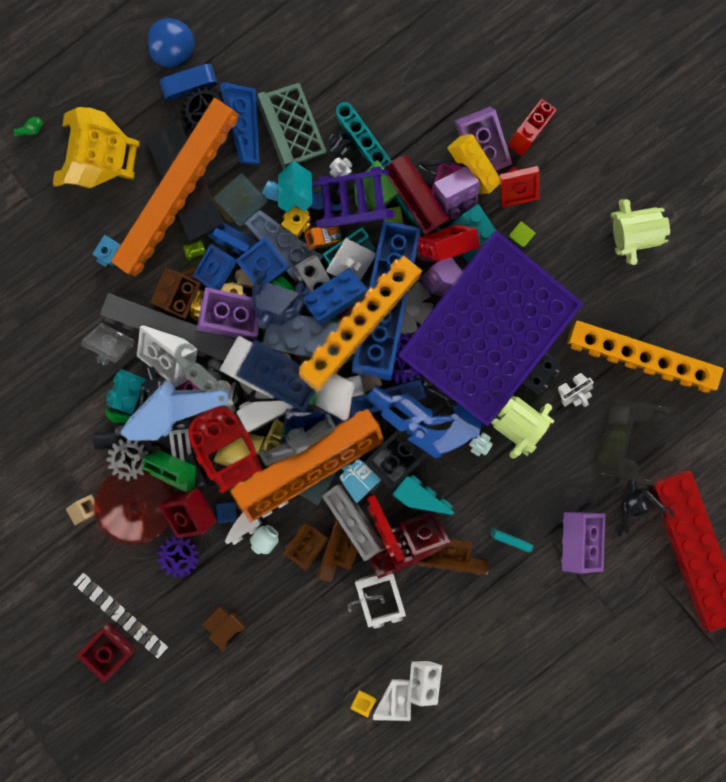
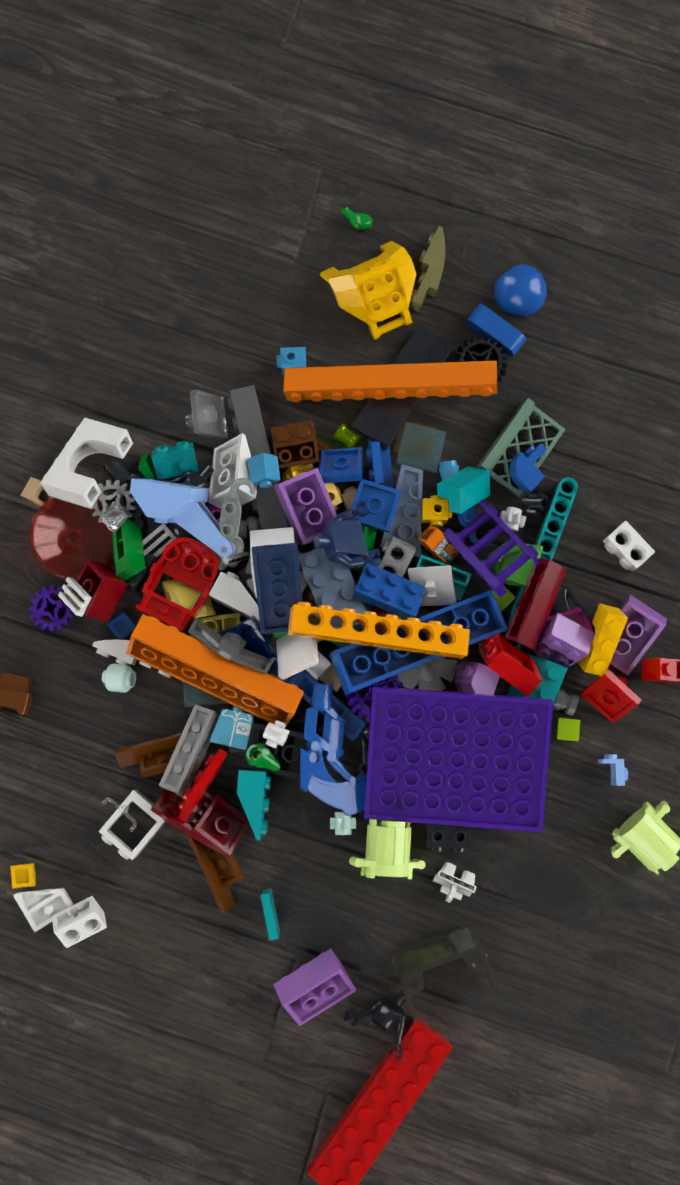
camera: 50 degrees right, 5 degrees down
(66, 445) = (88, 439): none -> white arch
(108, 97) = (432, 268): none -> olive slope
(140, 465) = (114, 517): none -> clear tile
(180, 329) = (263, 470): none -> dark azure brick
(183, 535) = (72, 600): none -> white tile
(245, 131) = (485, 410): blue wing -> none
(305, 546) = (138, 720): reddish brown bracket -> none
(309, 135) = (523, 471): none -> blue brick
(384, 450) = (276, 734): none -> white gear
(394, 472) = (261, 757): none -> green animal
(417, 91) = (632, 542): none -> white brick
(502, 222) = (566, 702): none -> dark grey wheel
(577, 219) = (618, 772): none -> light blue bracket
(710, 373) = (560, 1003): light orange brick -> none

